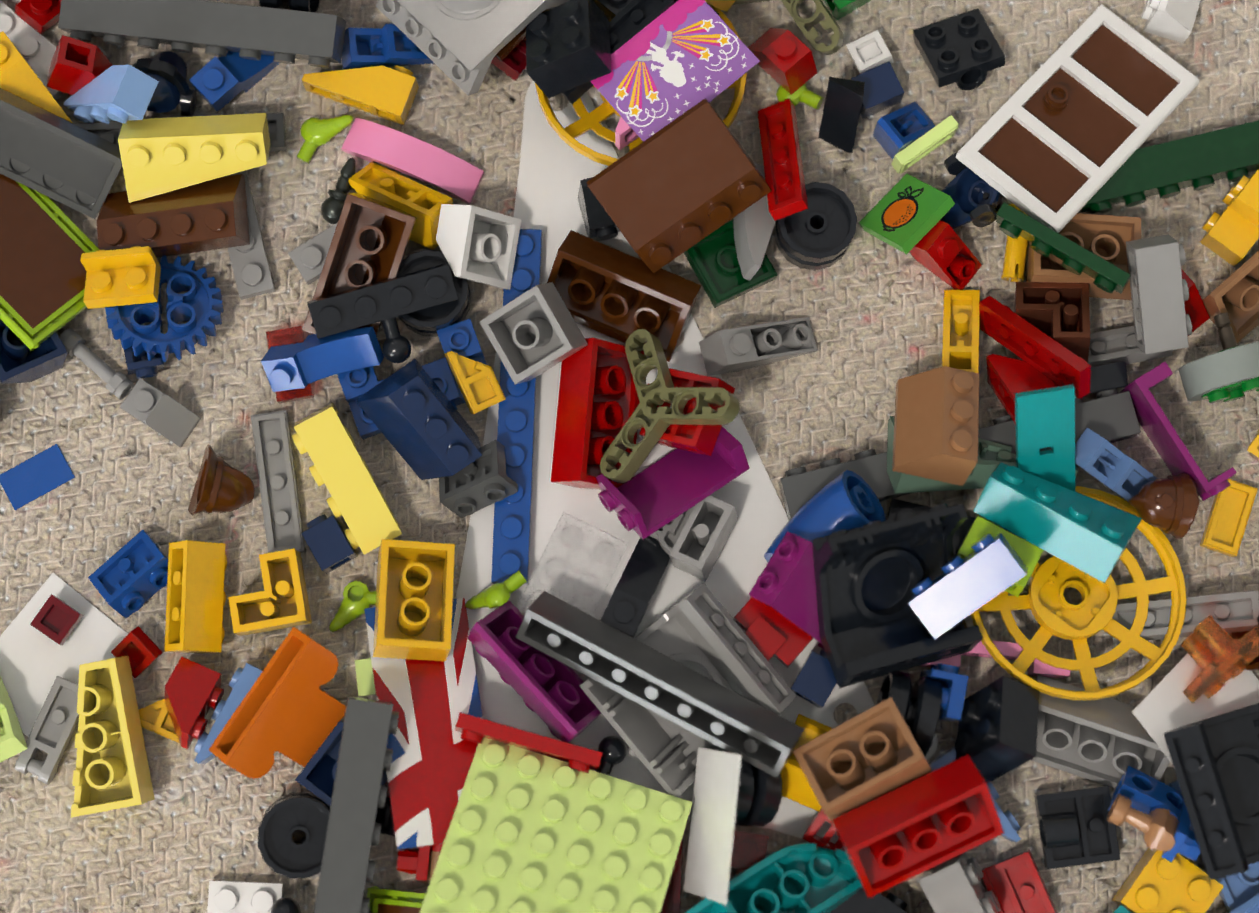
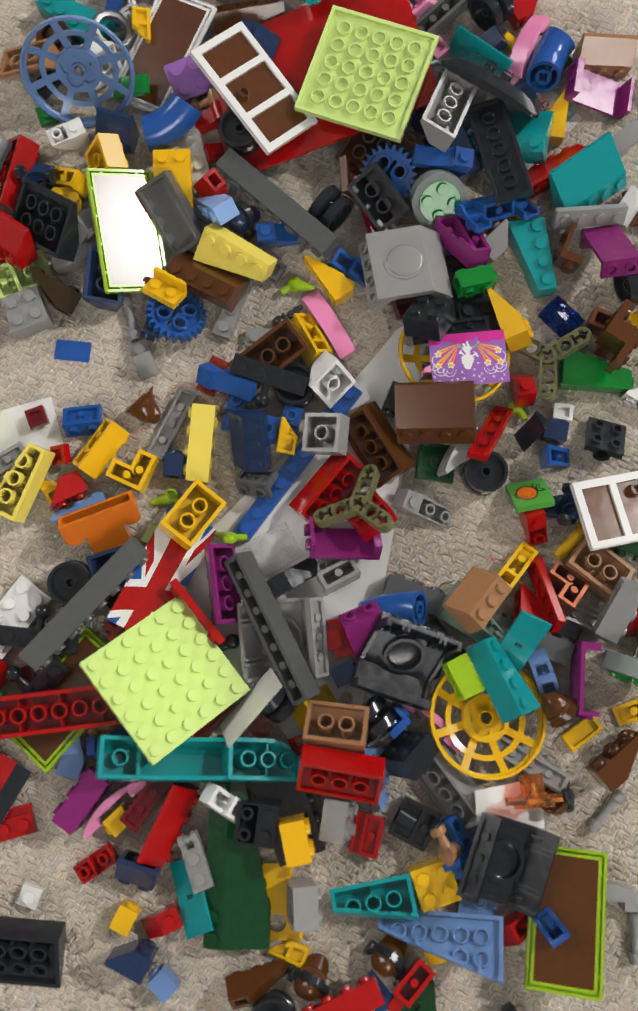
camera: 35 degrees right, 0 degrees up
(925, 144) = (559, 470): yellowish green tile -> none
(967, 584) = (439, 680): brick -> none
(1074, 257) = (592, 565): dark green plate -> none

